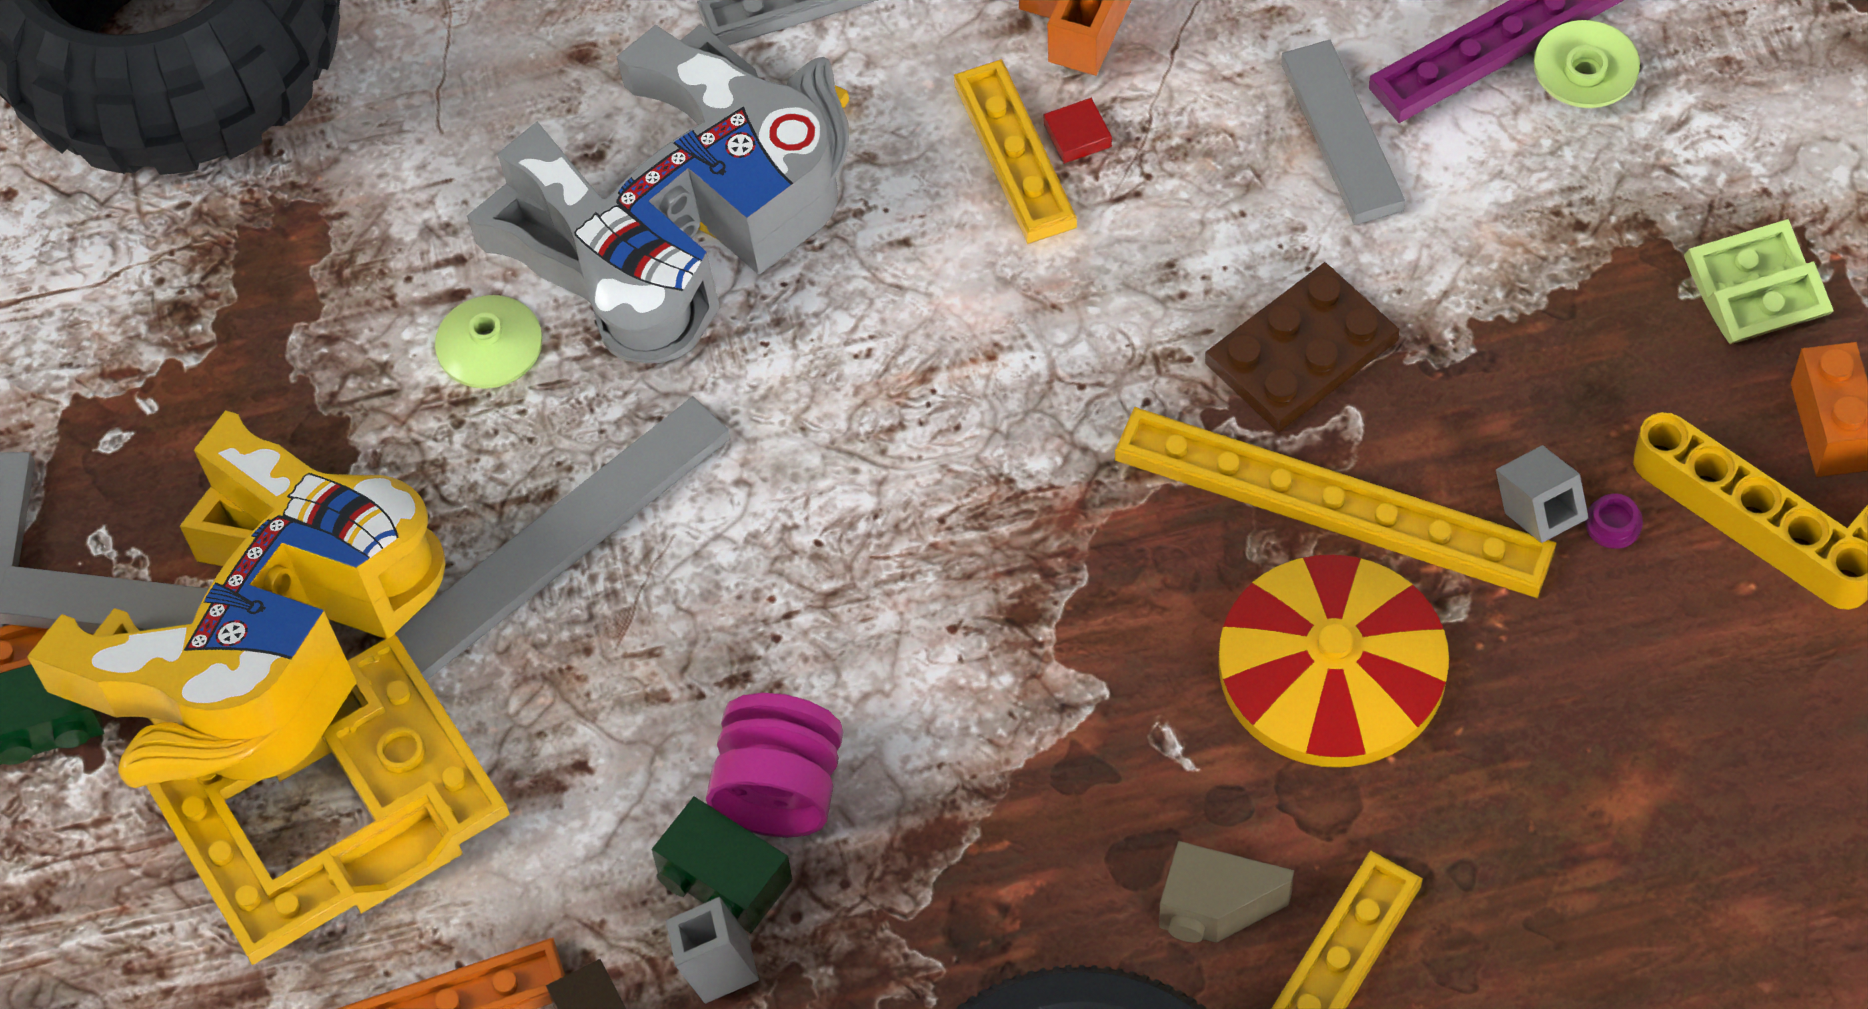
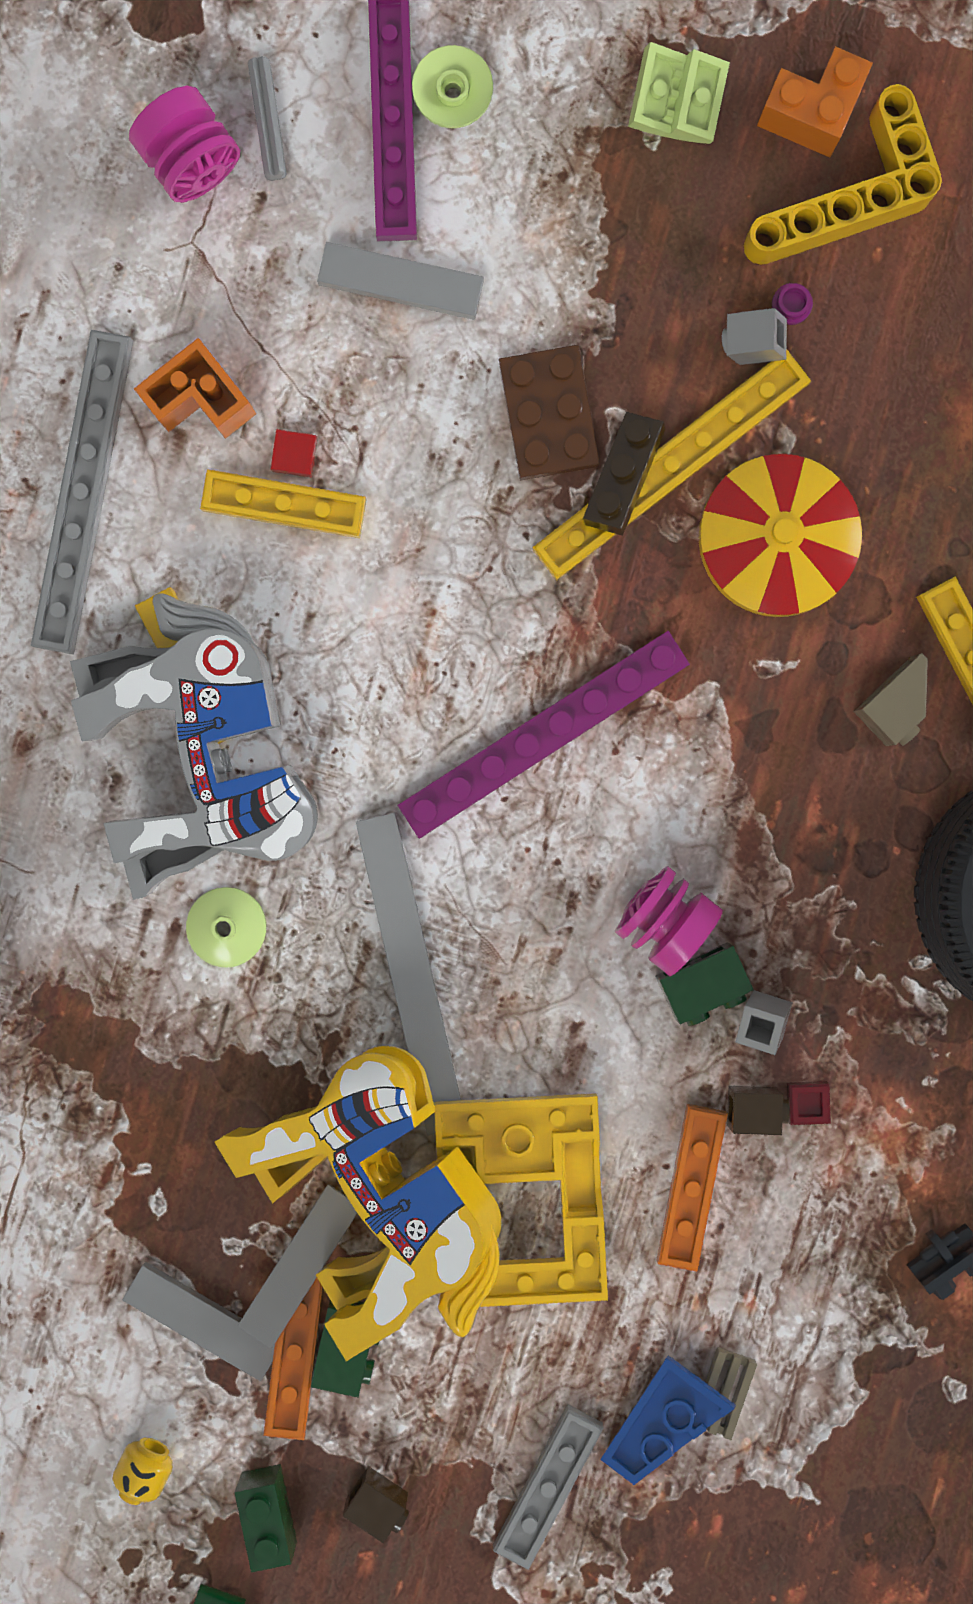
camera: 70 degrees left, 30 degrees up
(924, 538) = (543, 734): none -> magenta plate
(1284, 447) = (624, 473): none -> dark brown plate

